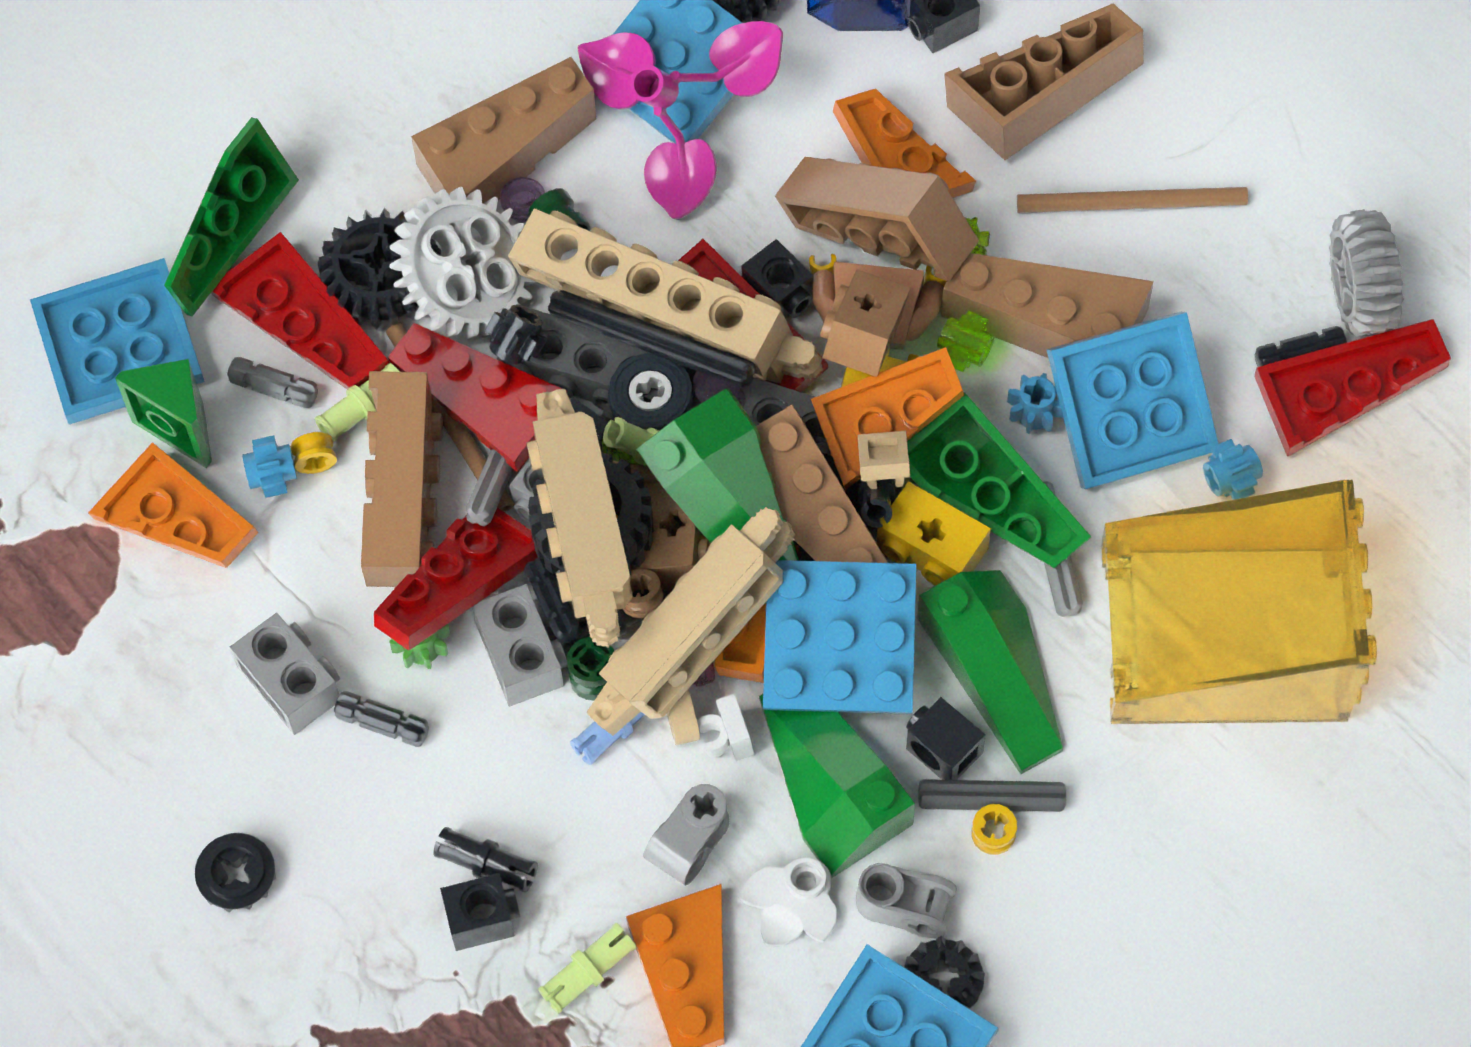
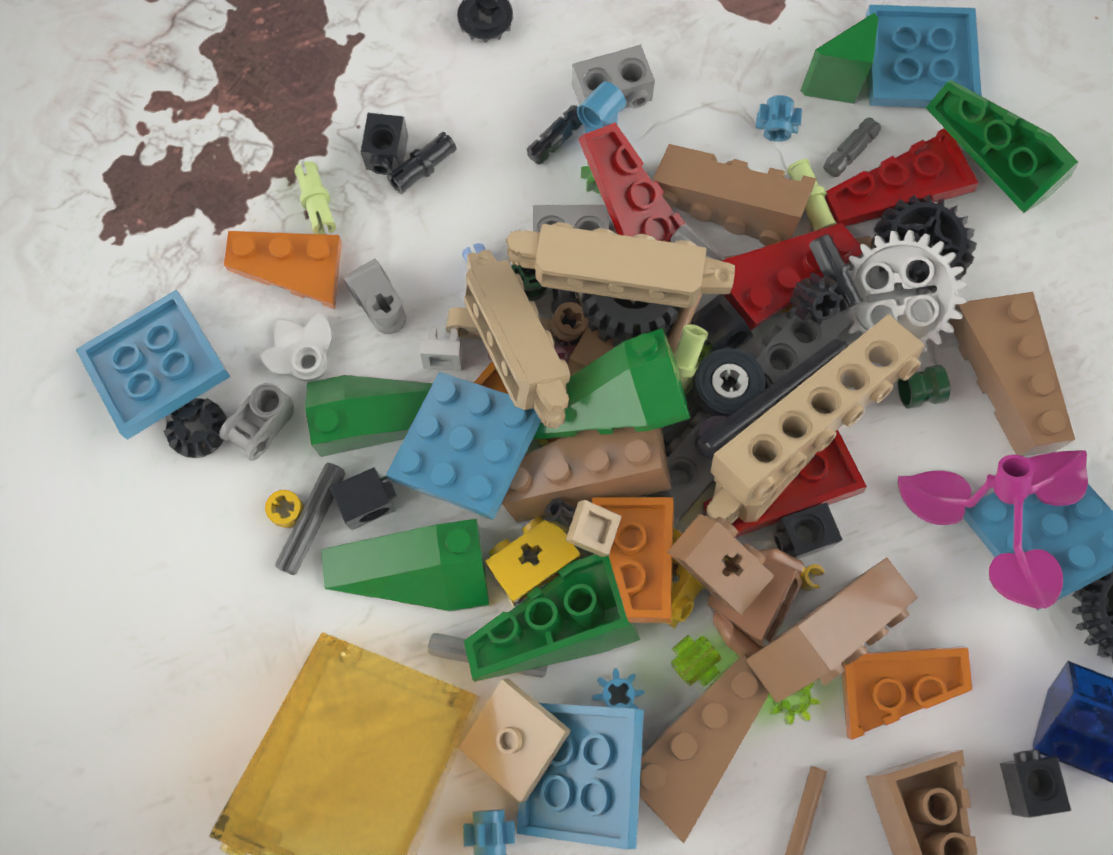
camera: 110 degrees right, 10 degrees up
(174, 509) = (771, 55): orange wing -> none
(313, 452) = (781, 152): yellow bush -> none
(356, 650) = (601, 107): none -> dark azure piece
(464, 334) = (834, 267): none -> black axle
(519, 196) = (958, 367): clear purple plate -> none
(1128, 473) = (514, 740): none -> tan plate

